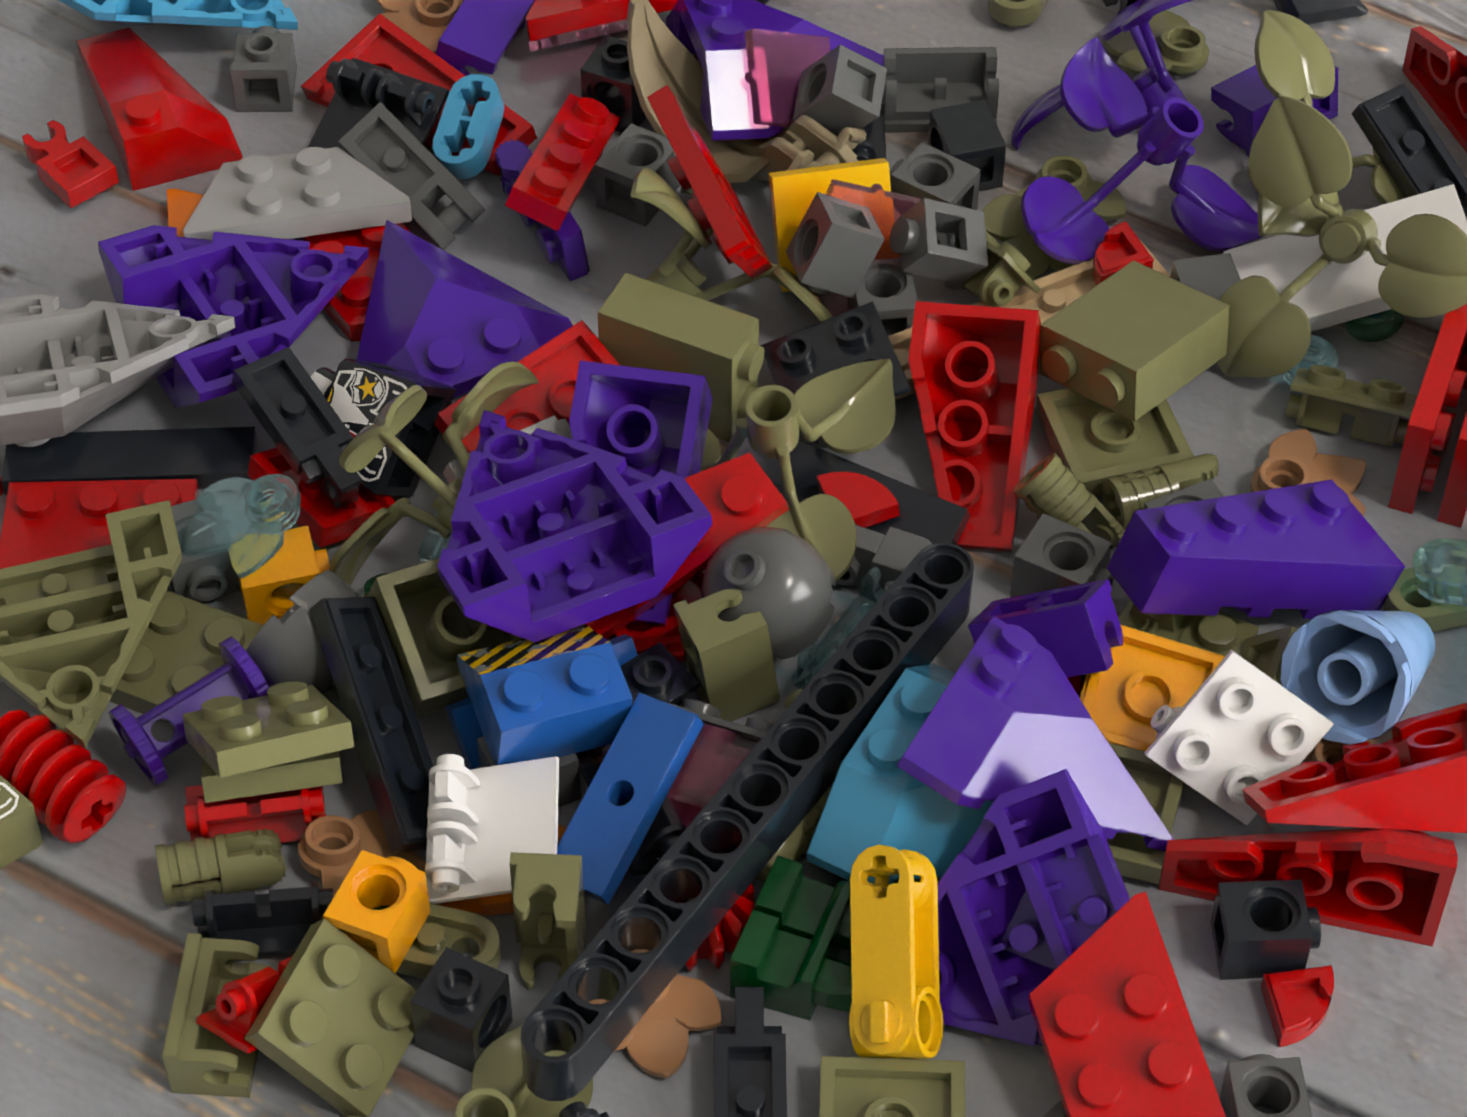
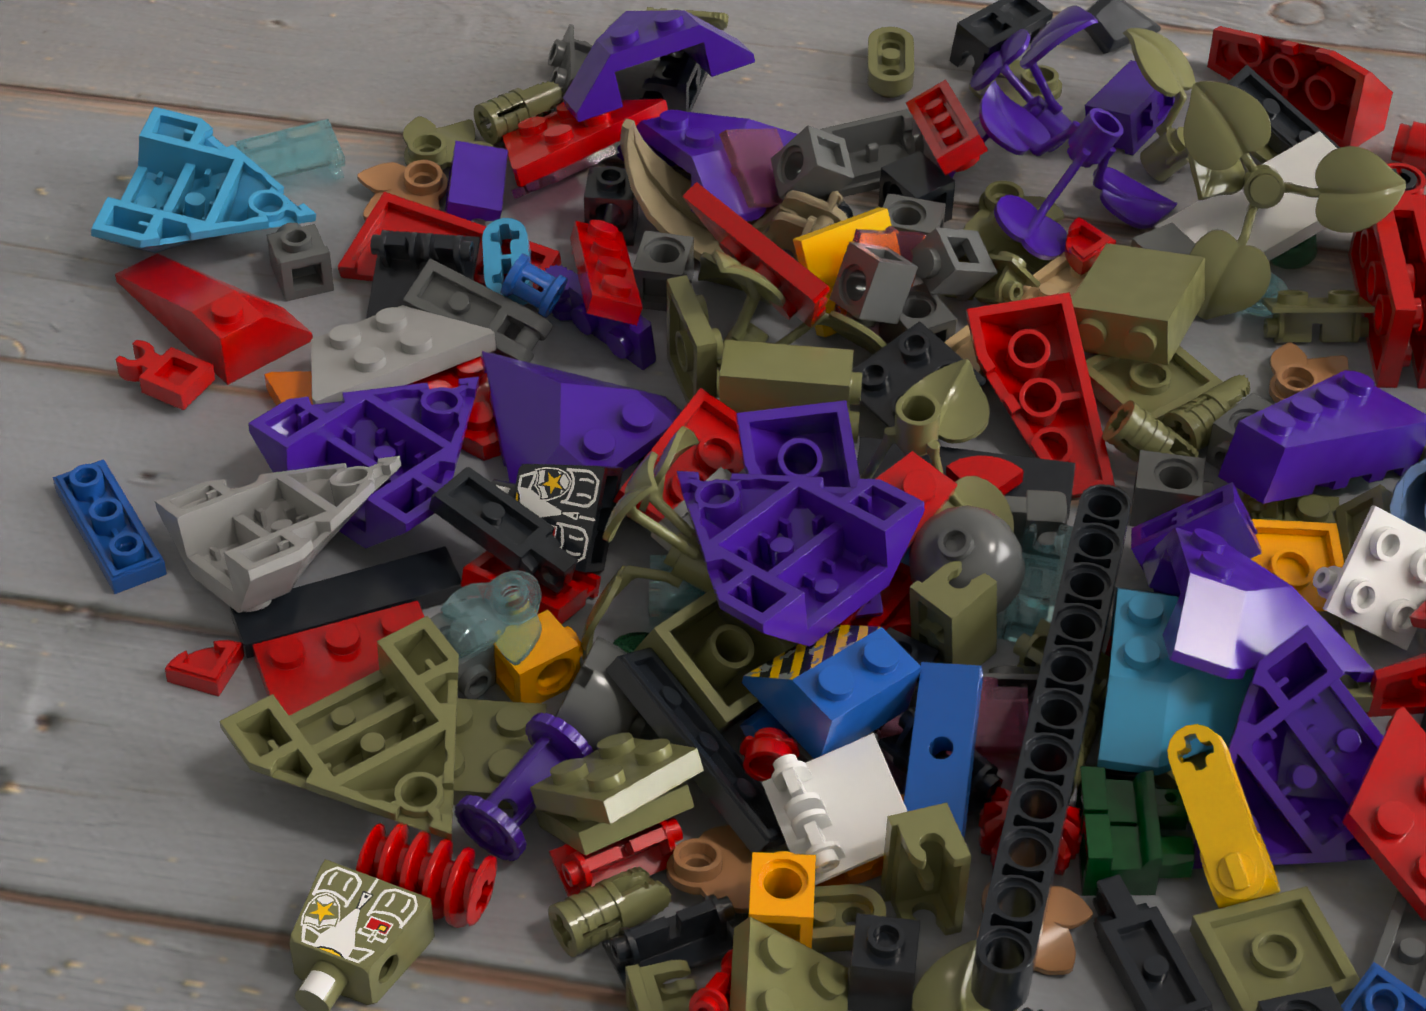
camera: 20 degrees left, 5 degrees down
(449, 737) = (764, 749): none -> red plate
(474, 159) = (524, 270): none -> blue bush
(613, 236) = (691, 341): none -> olive plate
(1027, 80) = (947, 128): none -> red plate

